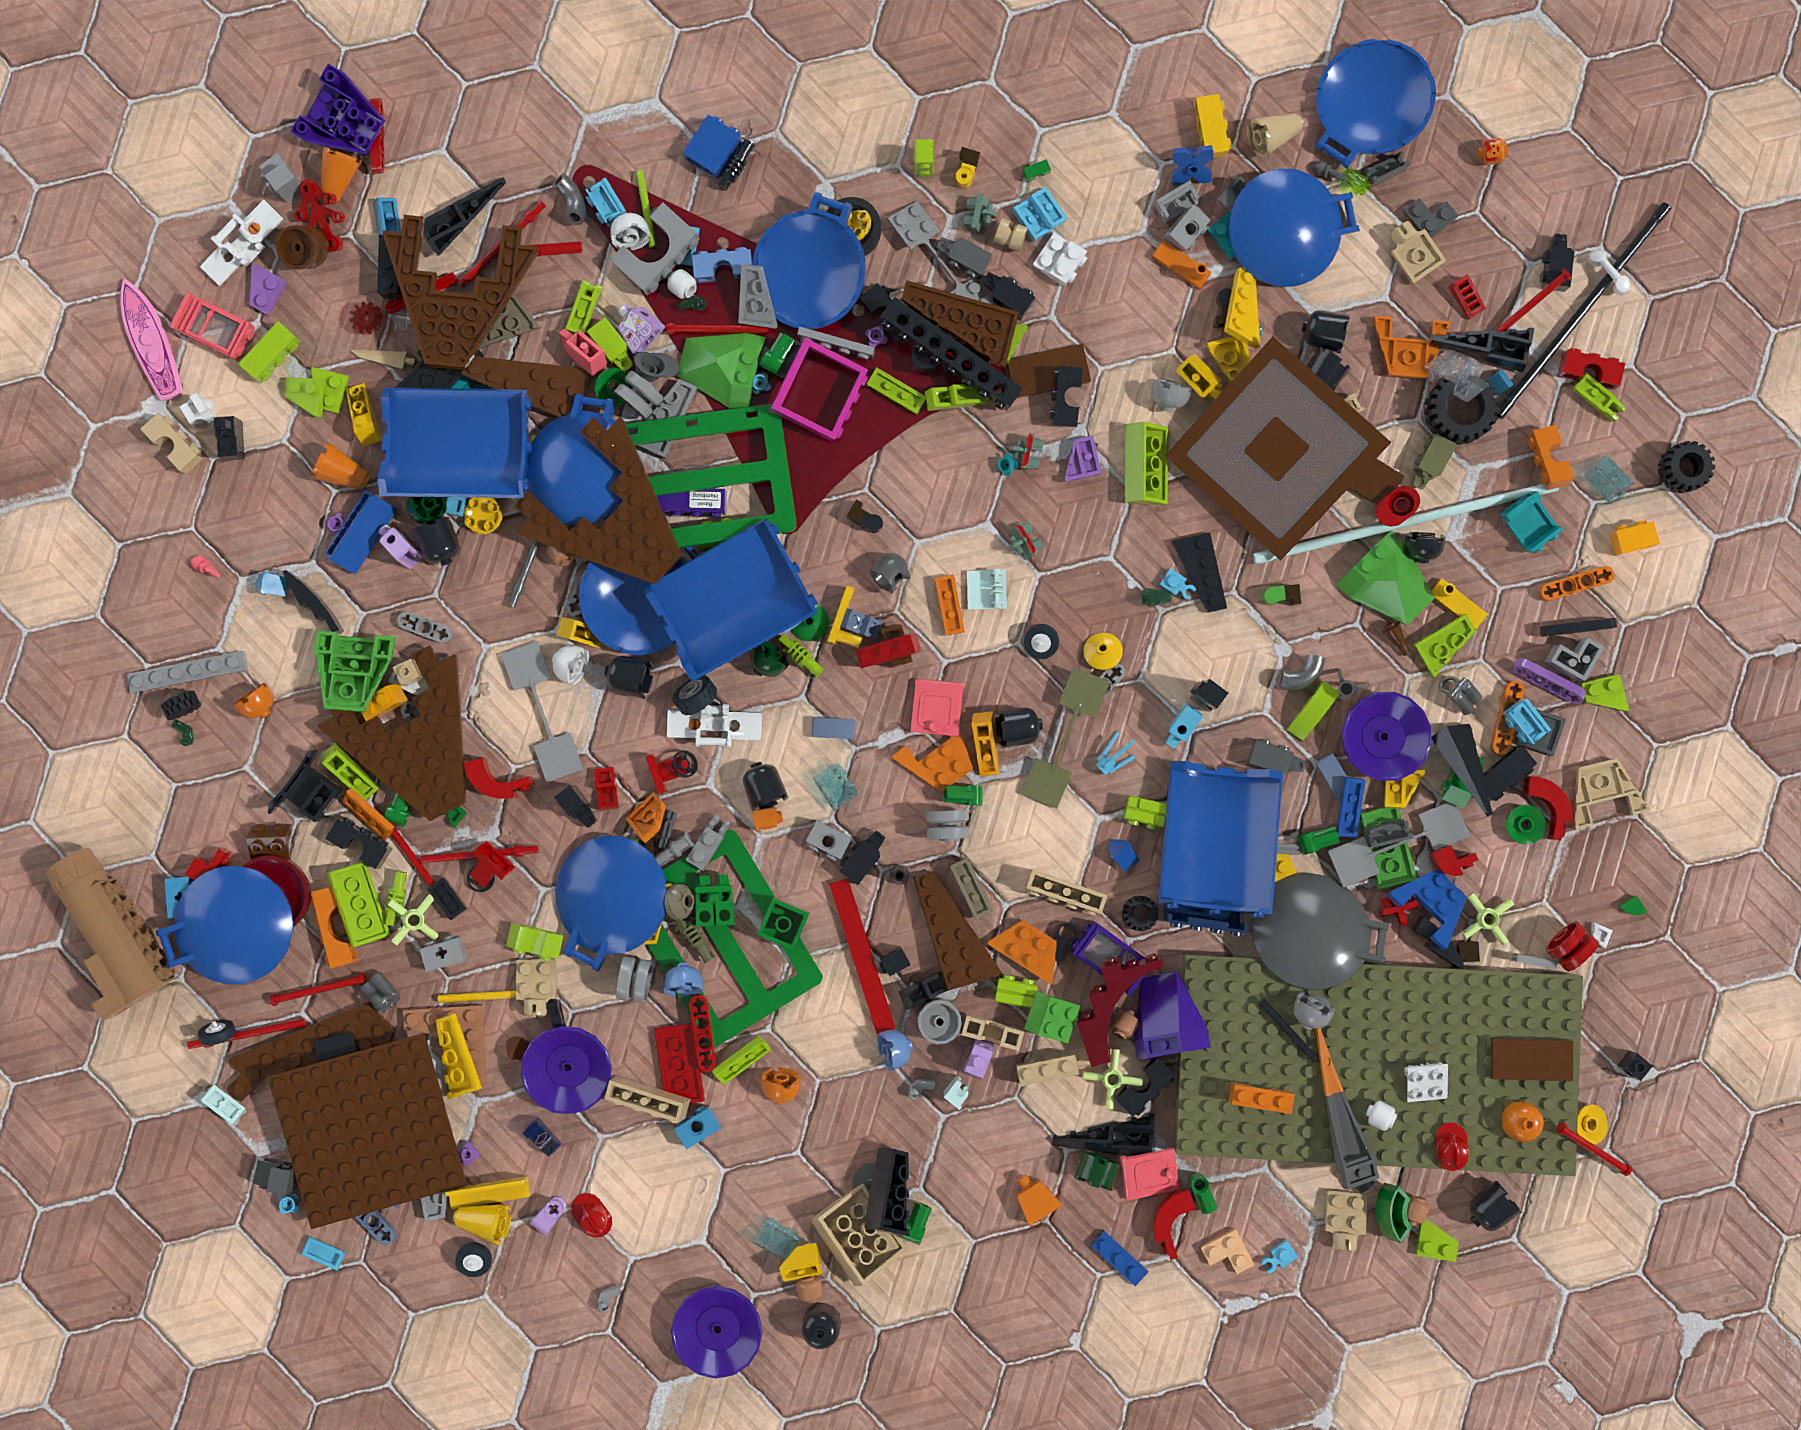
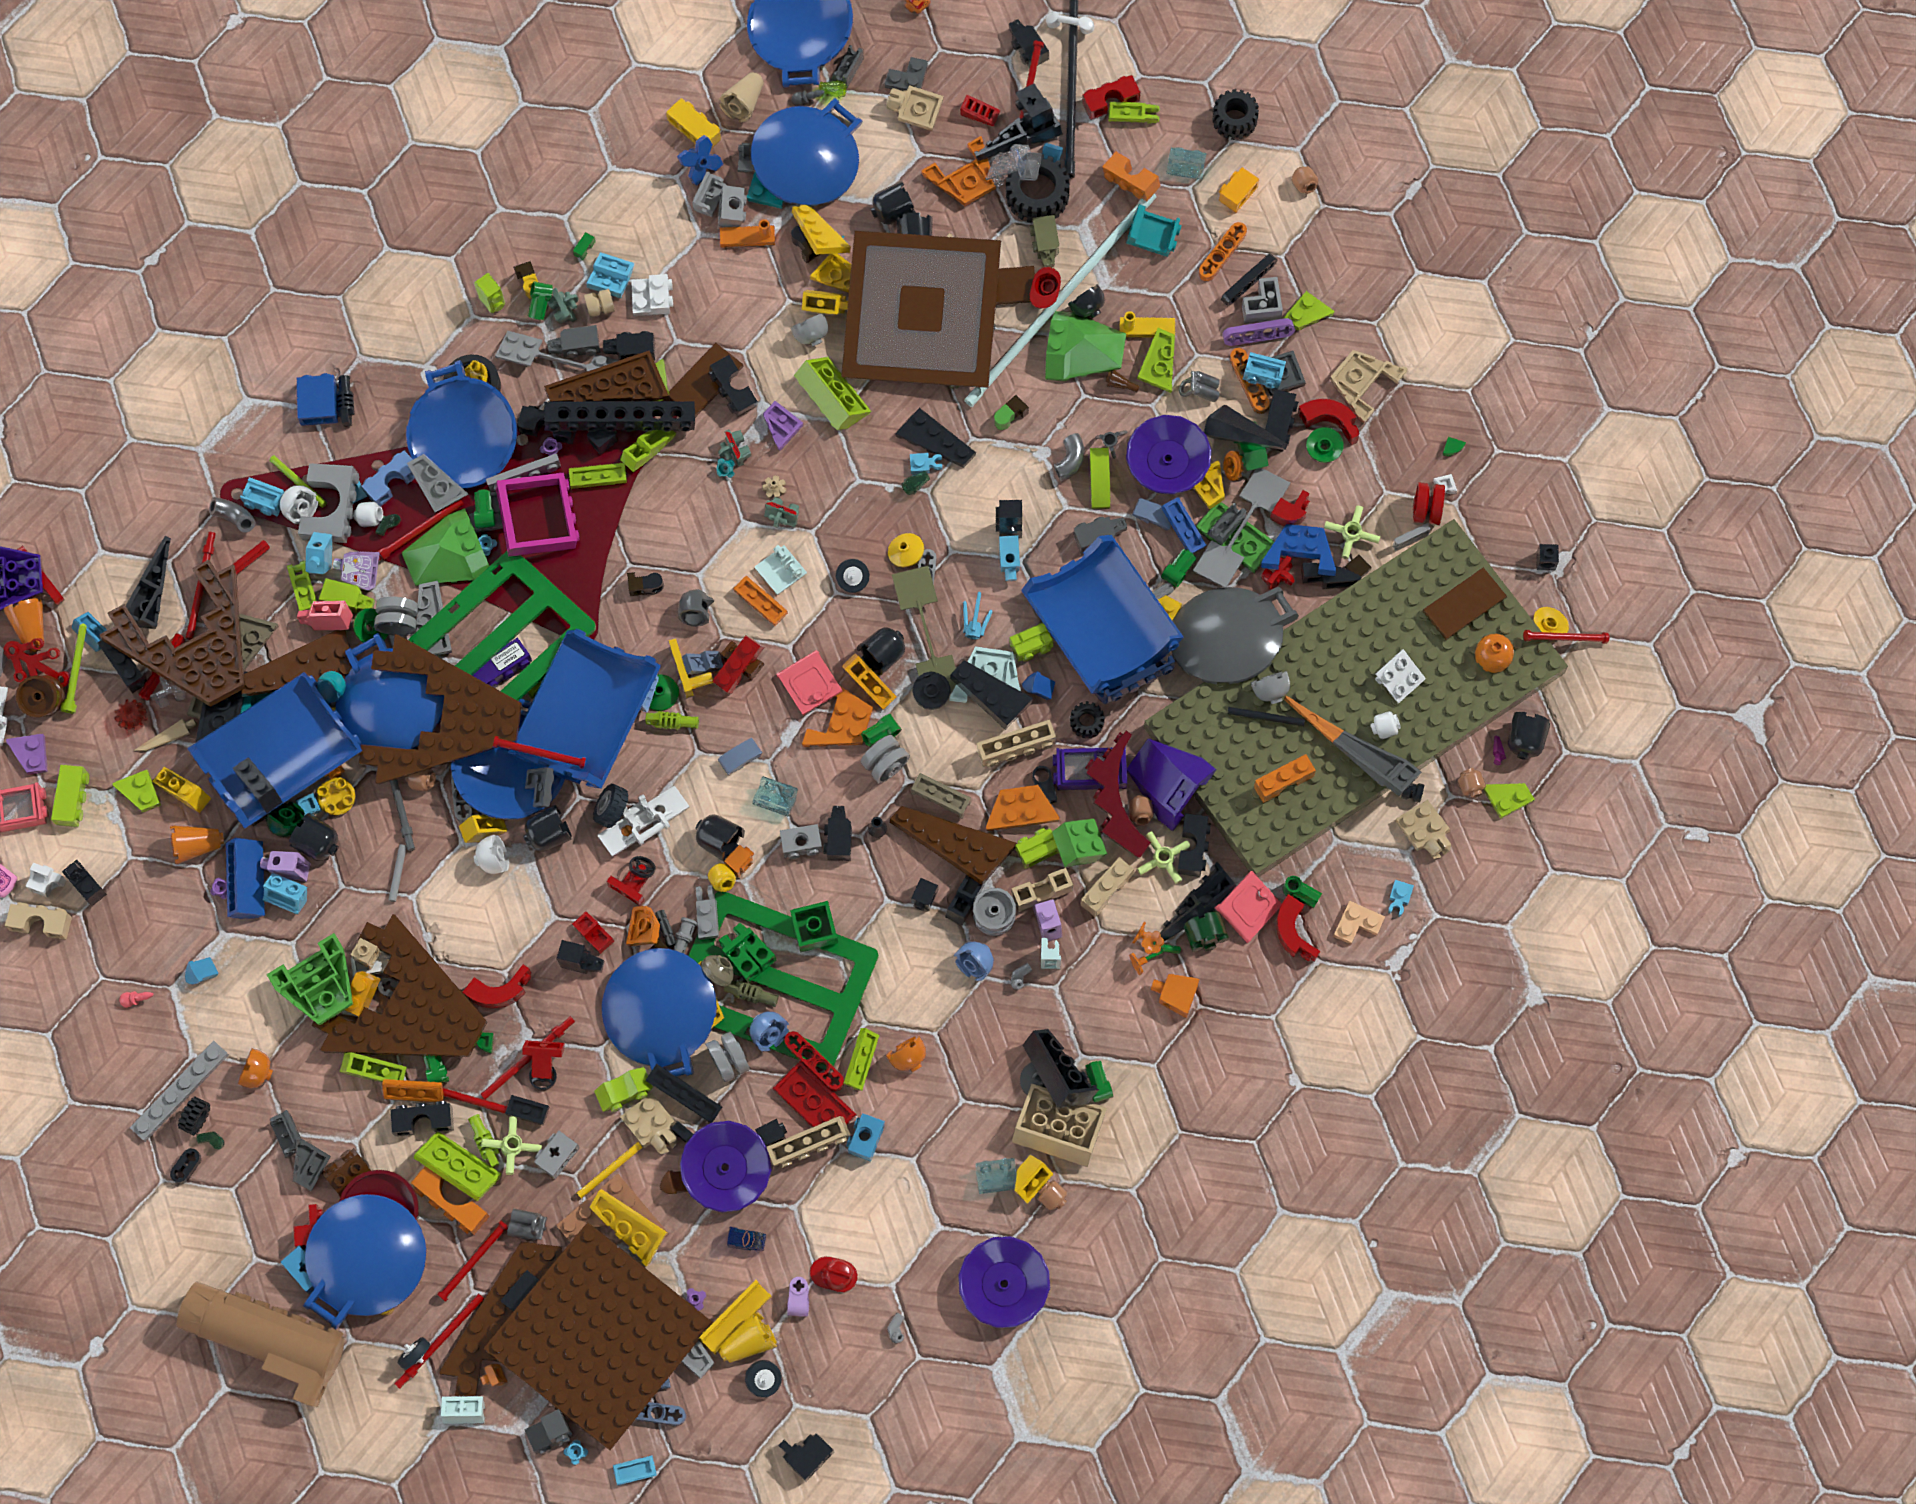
camera: 40 degrees left, 15 degrees down
(151, 743) = (182, 1162): none -> black beam
(244, 813) = (308, 1164): none -> dark grey wing
(247, 774) = (286, 1132): none -> dark grey hinge
(265, 1097) = (494, 1375): none -> orange tile
(306, 393) = (123, 805): lime wing -> none
(308, 790) = (349, 1106): black piece -> none
(309, 598) = (239, 959): black slope -> none
(323, 270) = (69, 703): none -> lime piece
(382, 569) = (285, 893): none -> medium azure hinge
(413, 617) = (364, 906): light grey beam -> none
(415, 458) = (257, 784): none -> black arch
(462, 1348) = (809, 1458): none -> black hinge
(486, 618) = (397, 873): none -> light grey bar
(541, 418) = (331, 686): none -> hair
(558, 754) = (533, 935): light grey hinge -> none
(579, 981) = (684, 1093): none -> black tile
(609, 296) = (319, 558): none -> medium azure torso
(625, 1066) = (772, 1132): none -> black brick
(653, 633) = (540, 781): none -> dark grey plate
(655, 365) = (393, 586): dark grey piece -> none
(665, 610) = (539, 752): none -> red bar
(741, 822) = (721, 877): none -> yellow head
(767, 660) = (648, 741): dark green cylinder -> none
(822, 1318) = (1081, 1225): black cylinder -> none
(862, 955) = (895, 910): red tile -> none
(964, 191) = (540, 295): none -> green piece
(1031, 791) = (931, 690): none -> black tile
(1036, 515) = (774, 487): none -> tan plant
(1045, 1149) = (1153, 945): none -> orange plant
(1078, 841) = (991, 694): none -> black wedge
(1094, 810) = (996, 663): none -> light aqua wing
(1119, 1258) = (1278, 990): blue plate -> none
(1392, 1212) = (1456, 796): green brick -> none
(1428, 790) = (1233, 459): none -> orange gear
(1452, 1146) = (1458, 711): red piece -> none
(1459, 1197) = (1498, 751): none -> magenta bar
(1517, 330) = (1034, 106): none -> black brick
(1698, 572) = (1305, 180): none -> nougat head

